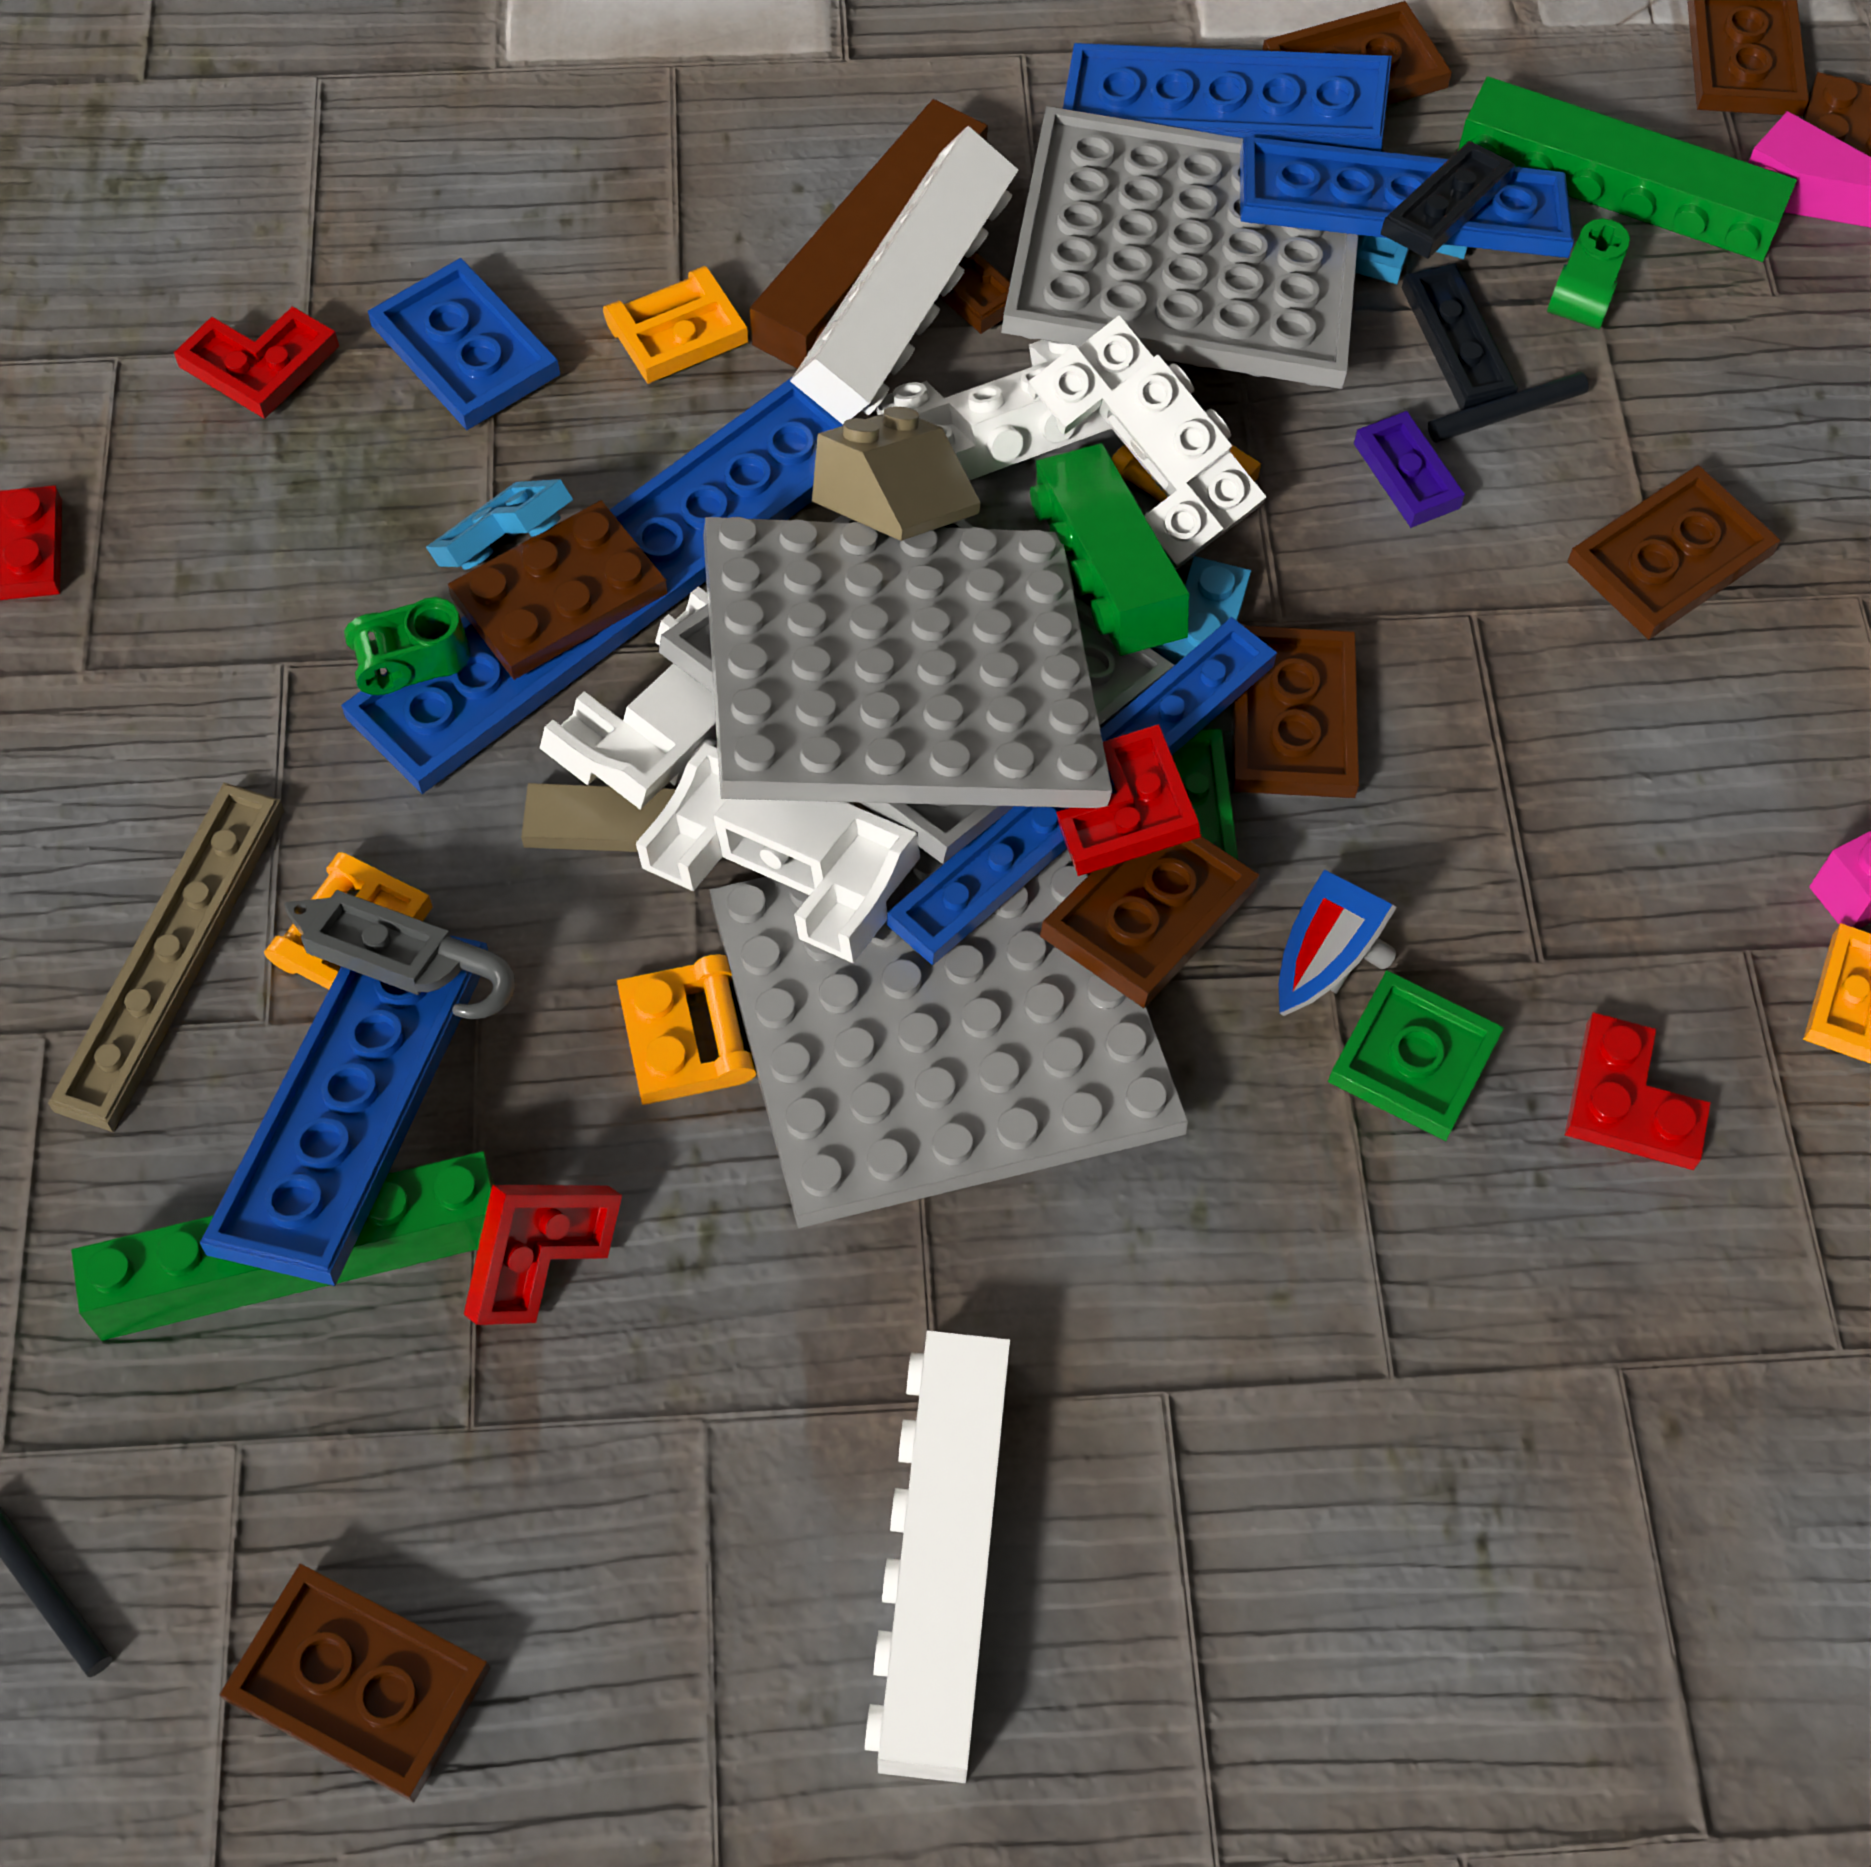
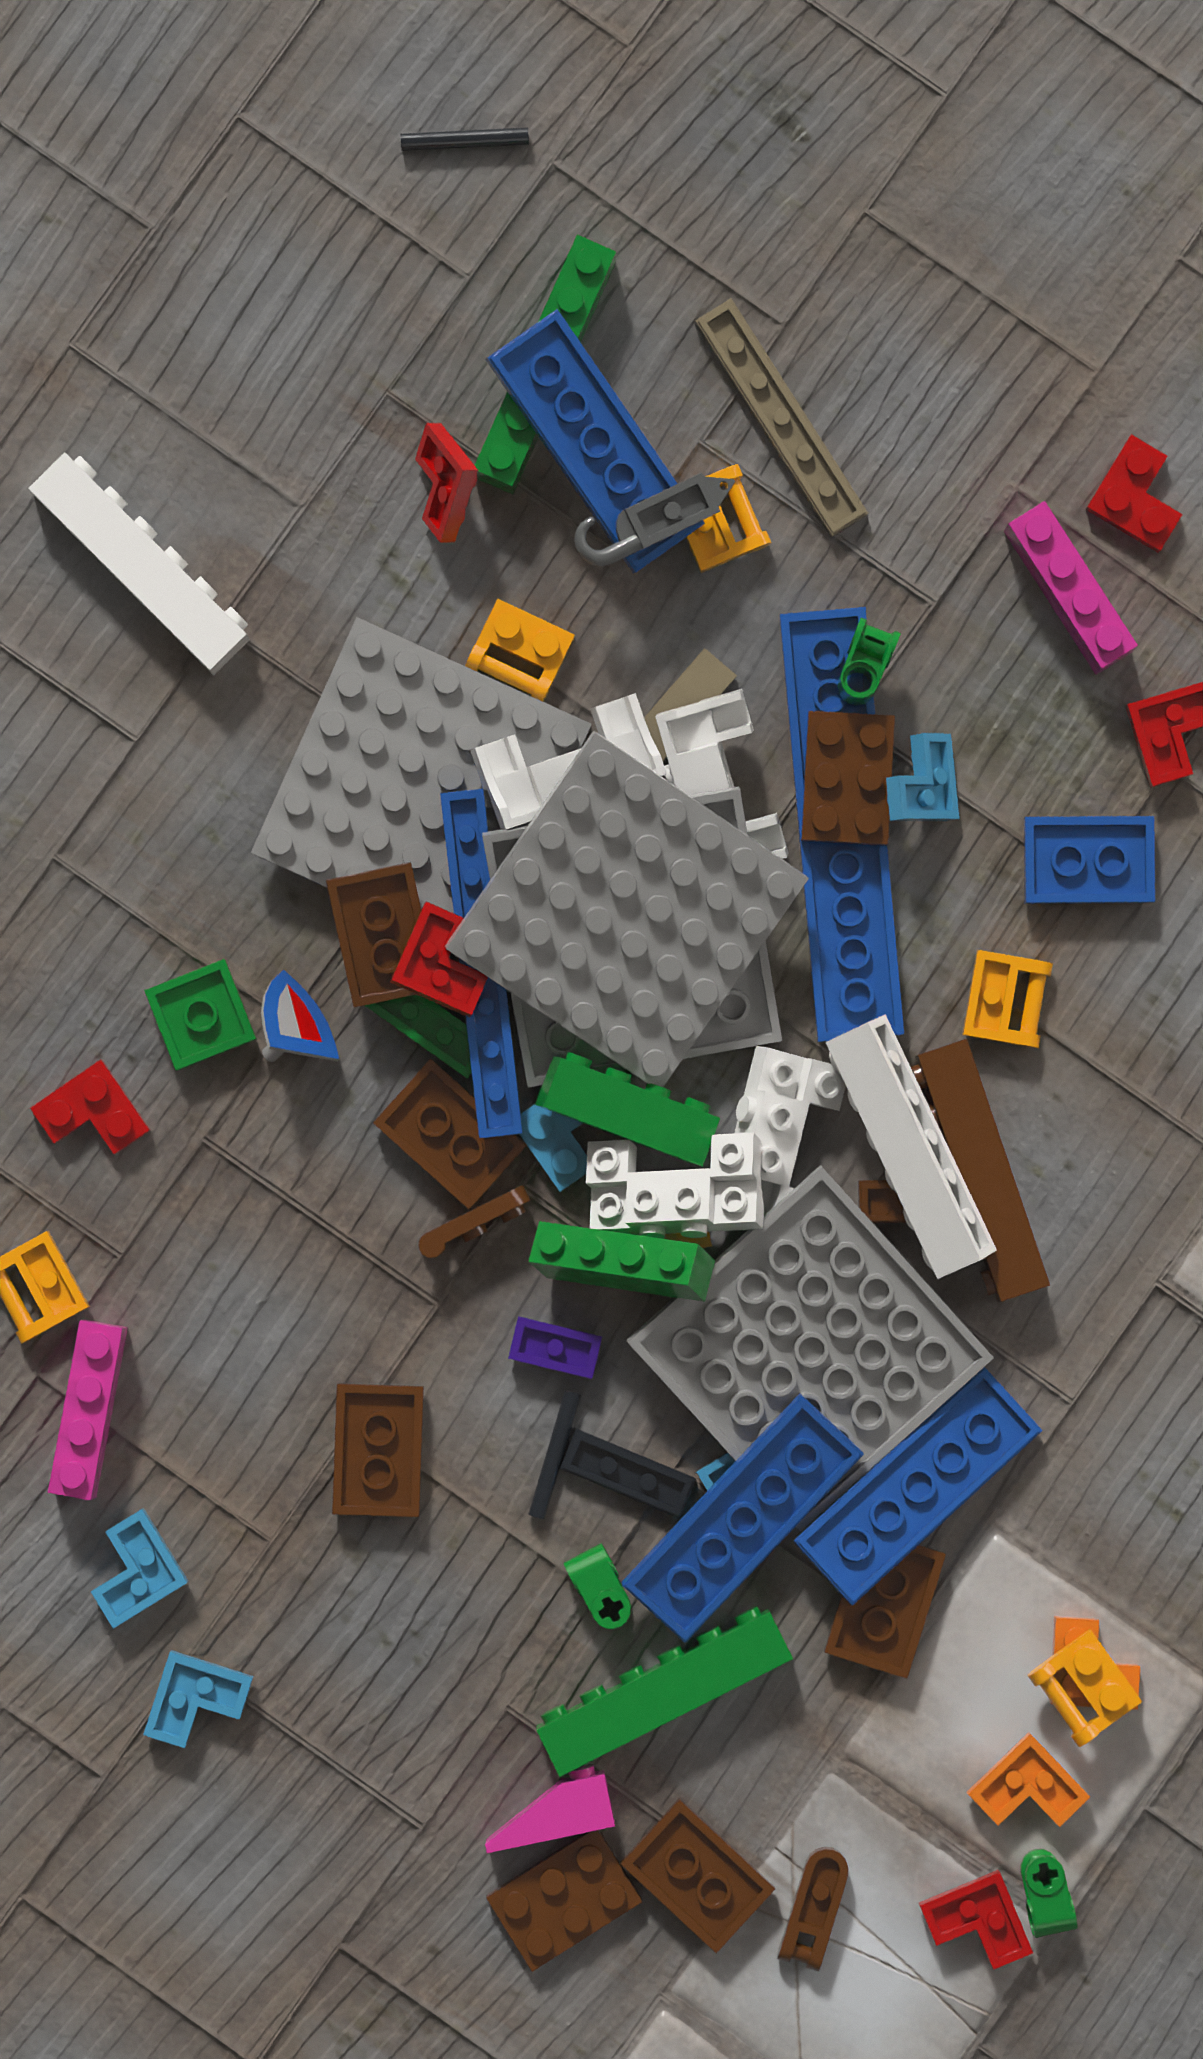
camera: 130 degrees right, 25 degrees up
(162, 532) = (1070, 587): none -> dark pink brick
(356, 1682) = (297, 251): reddish brown plate -> none
(892, 474) = (755, 1011): dark tan slope -> none
(1272, 430) = (622, 1261): none -> green brick
(1379, 629) = (473, 1222): none -> reddish brown plate
(1448, 199) = (709, 1530): black tile -> none

